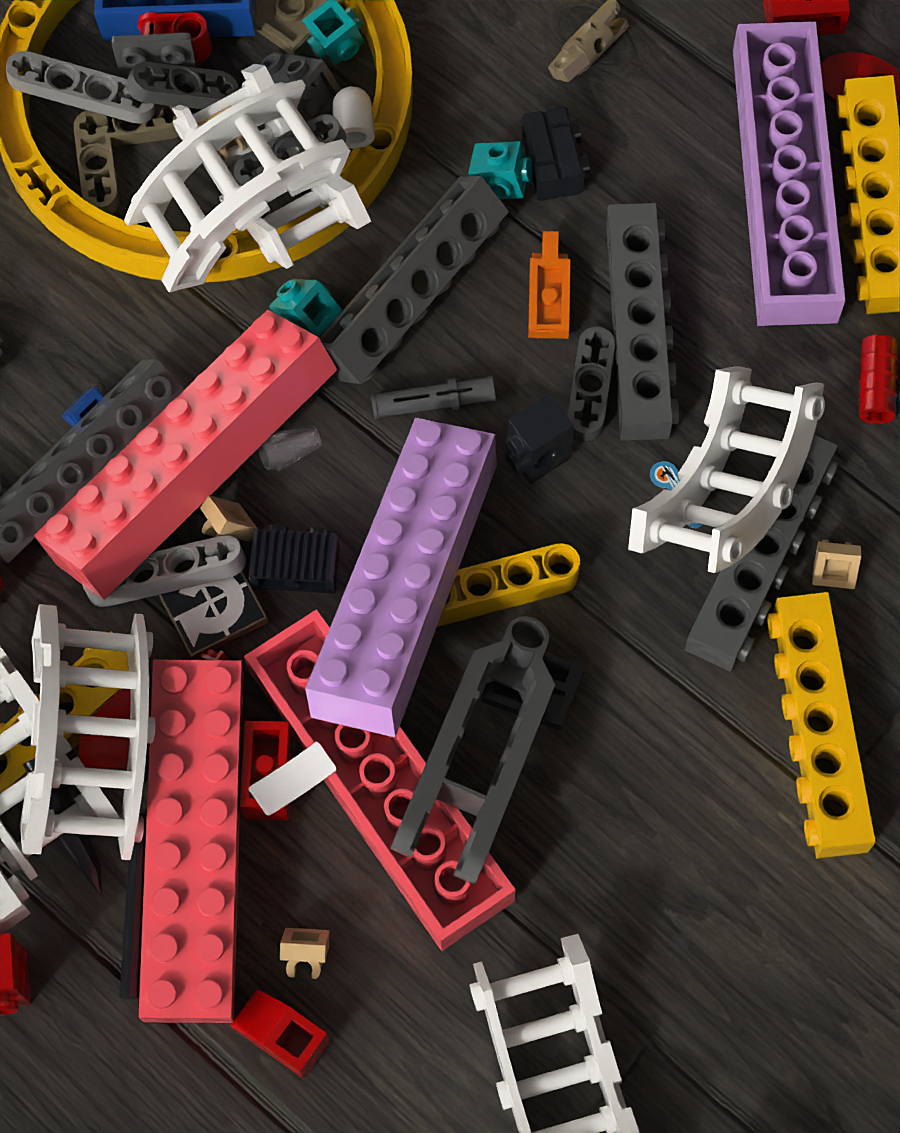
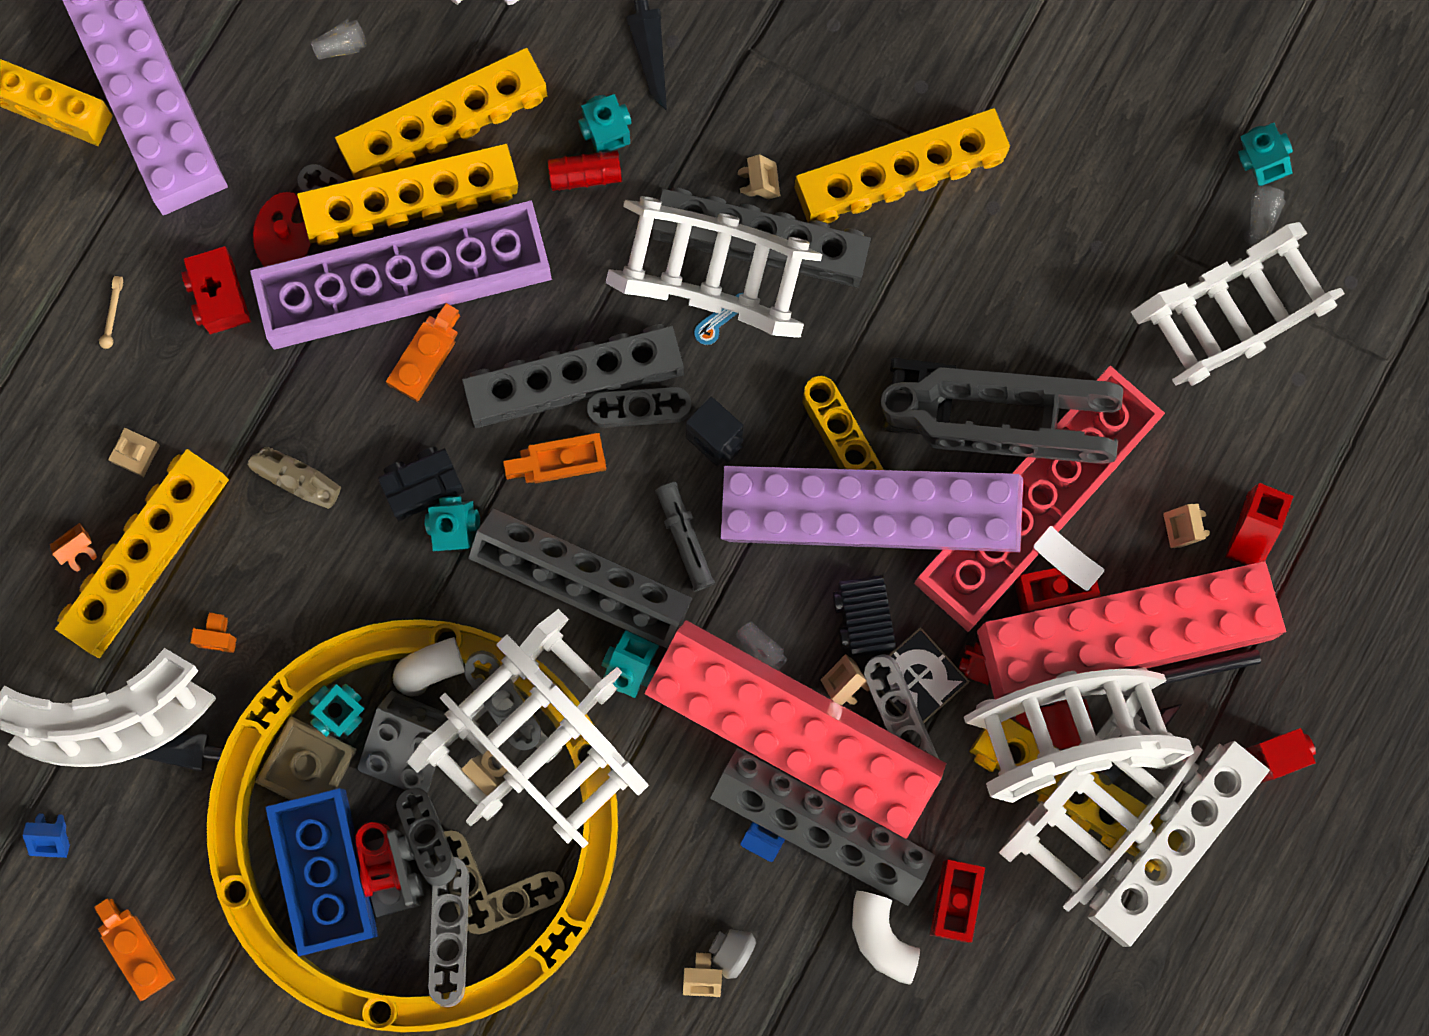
camera: 110 degrees left, 10 degrees up
(697, 188) = (425, 354): none -> orange hinge

